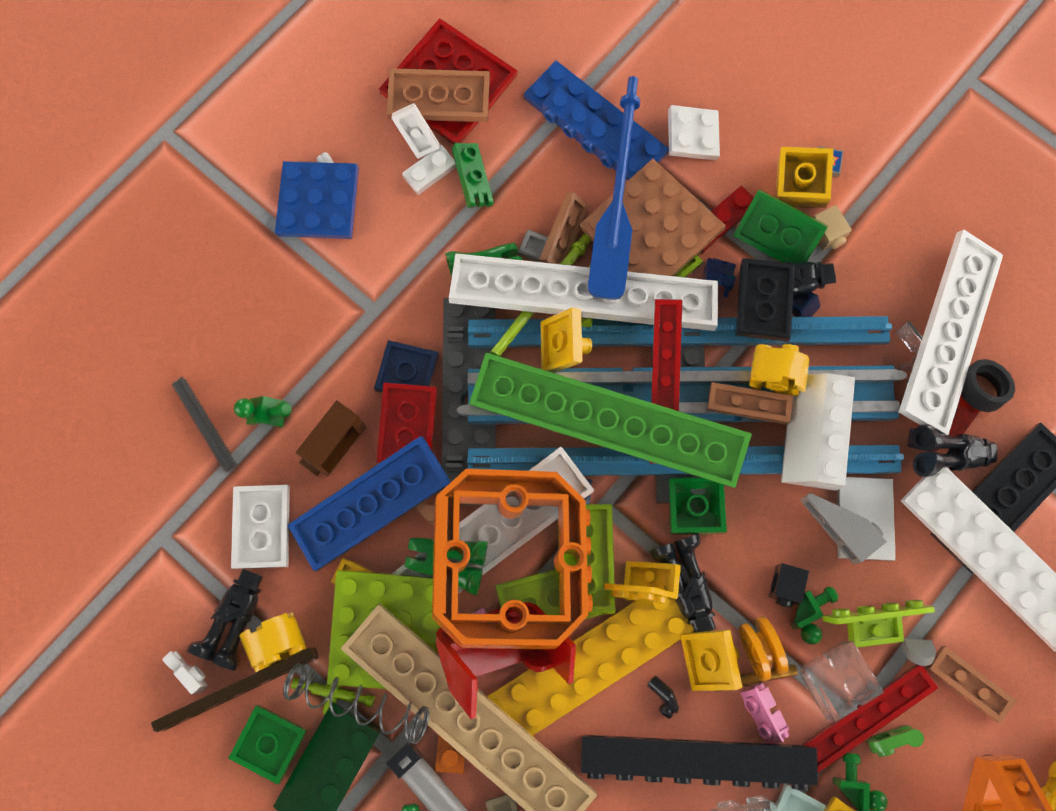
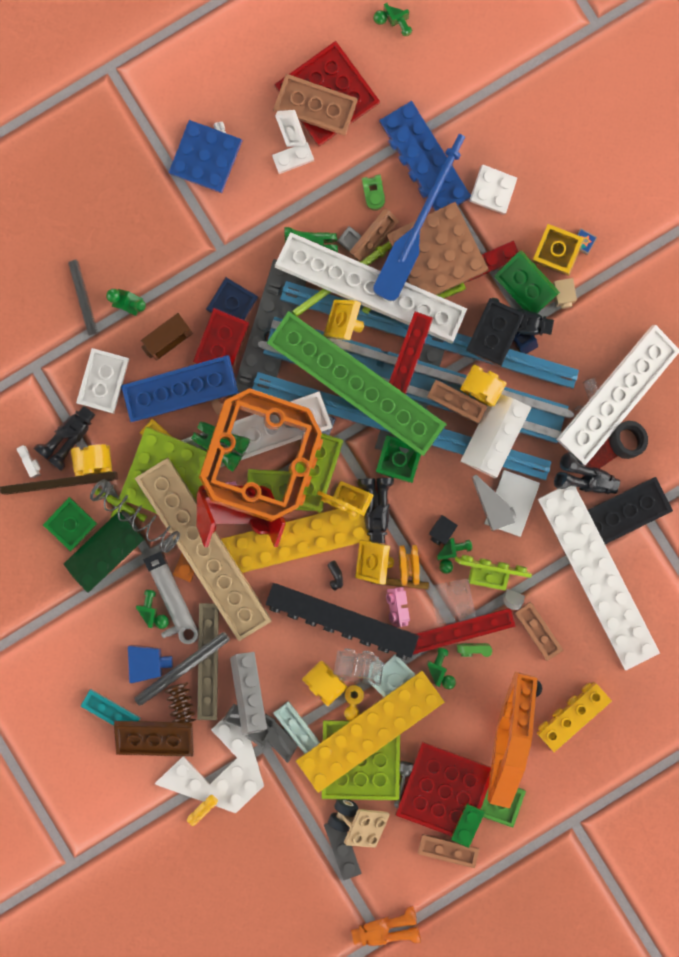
camera: 20 degrees right, 10 degrees up
(472, 175) = (322, 172): green hinge -> none
(549, 188) = (374, 199): none -> bright green plate
(720, 271) = (473, 301): clear blue piece -> none

